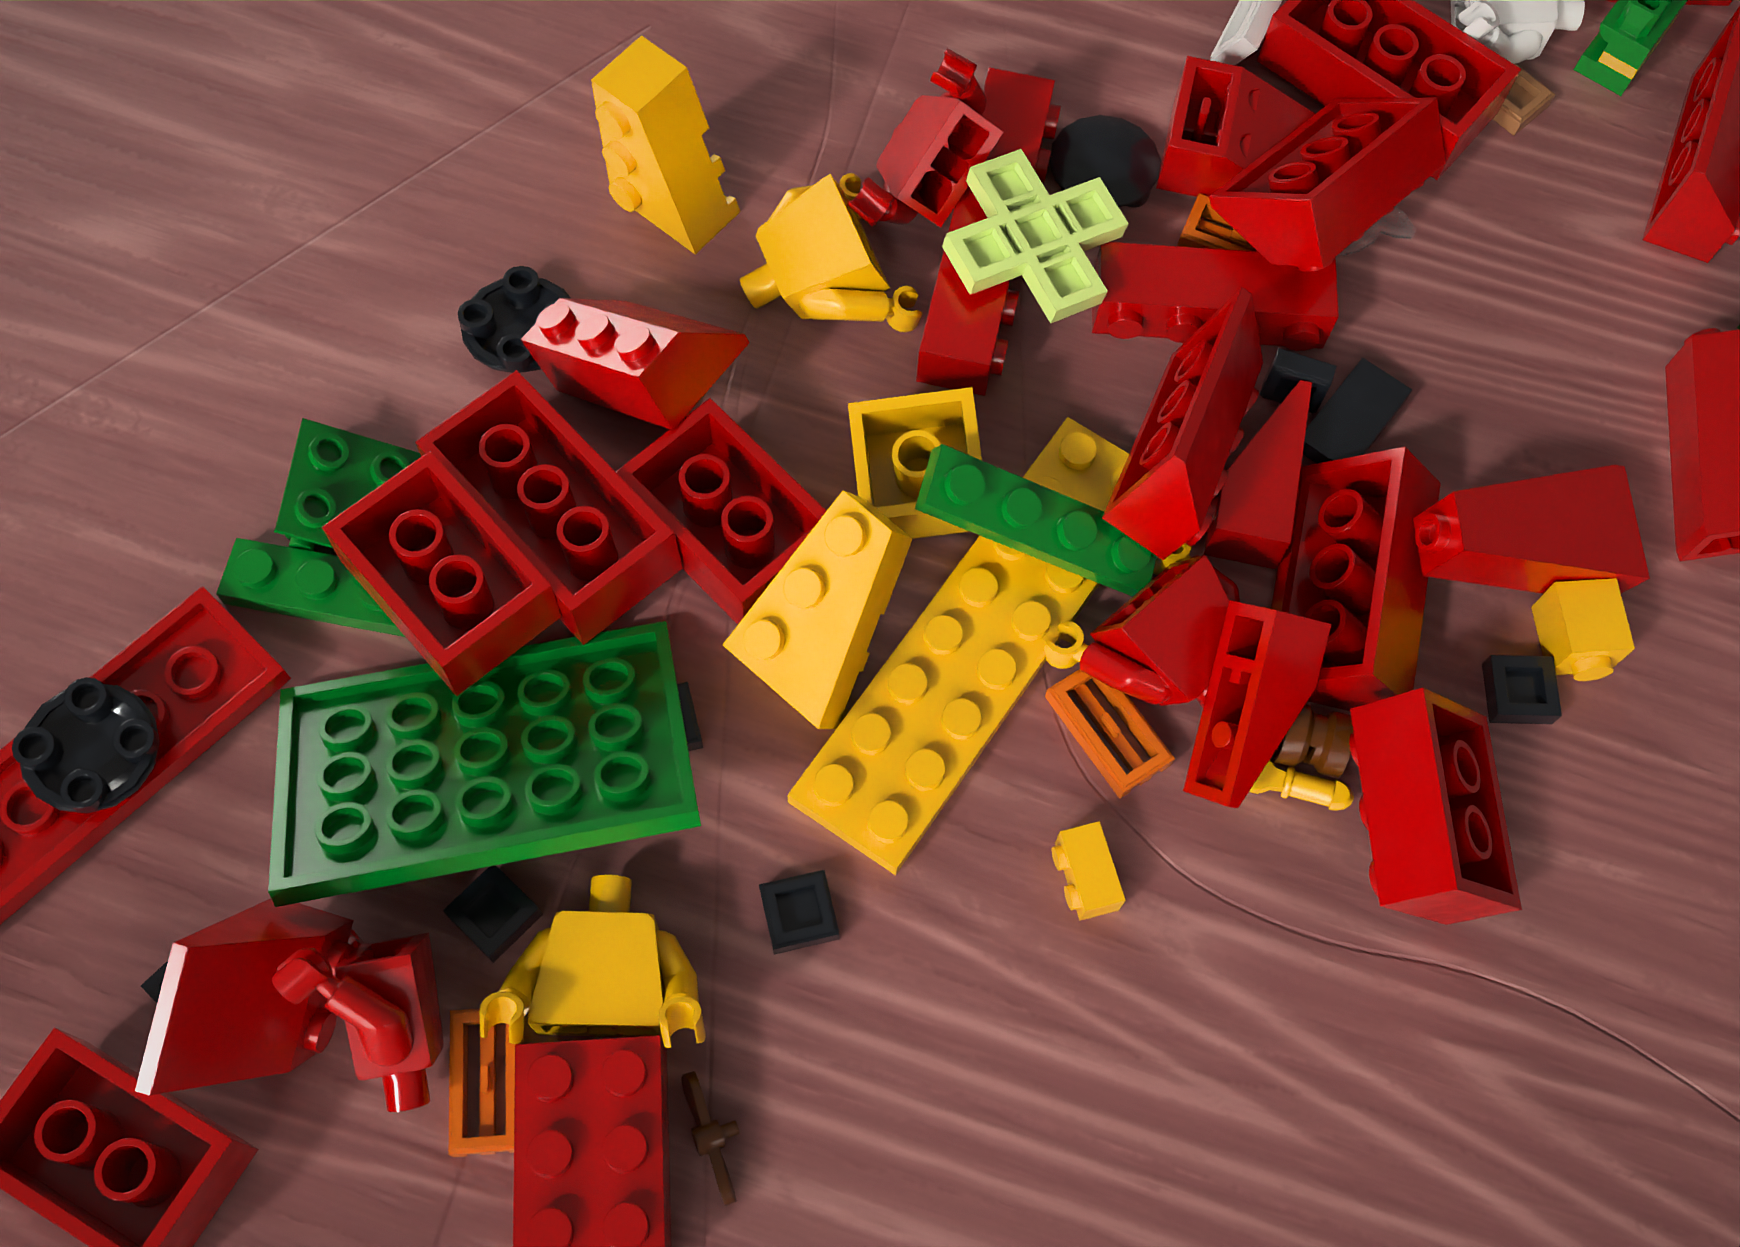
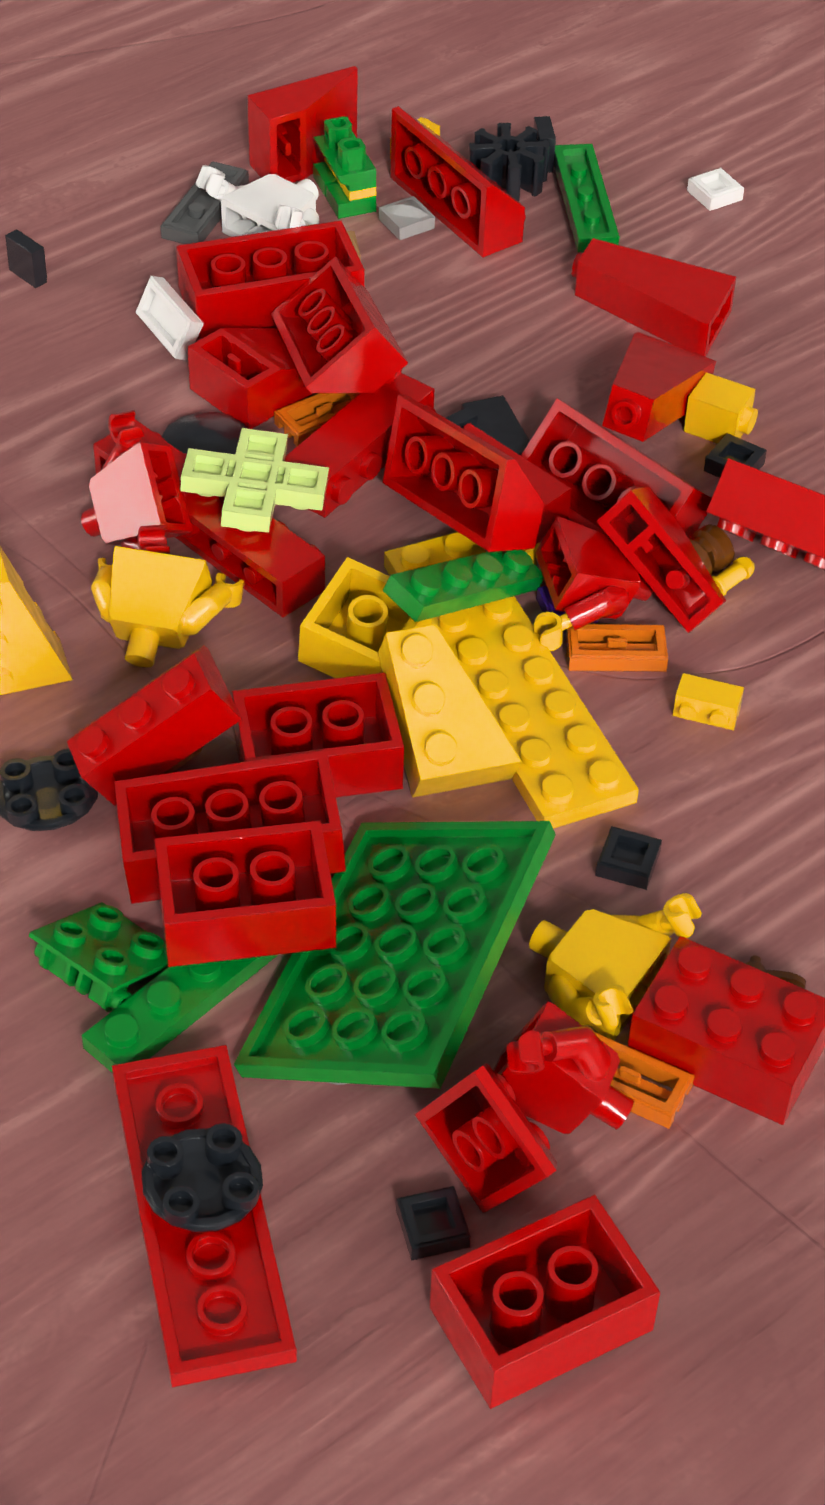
camera: 55 degrees left, 20 degrees down
(493, 912) = (503, 1016): black tile -> none
(1630, 129) = (406, 217): none -> light grey tile

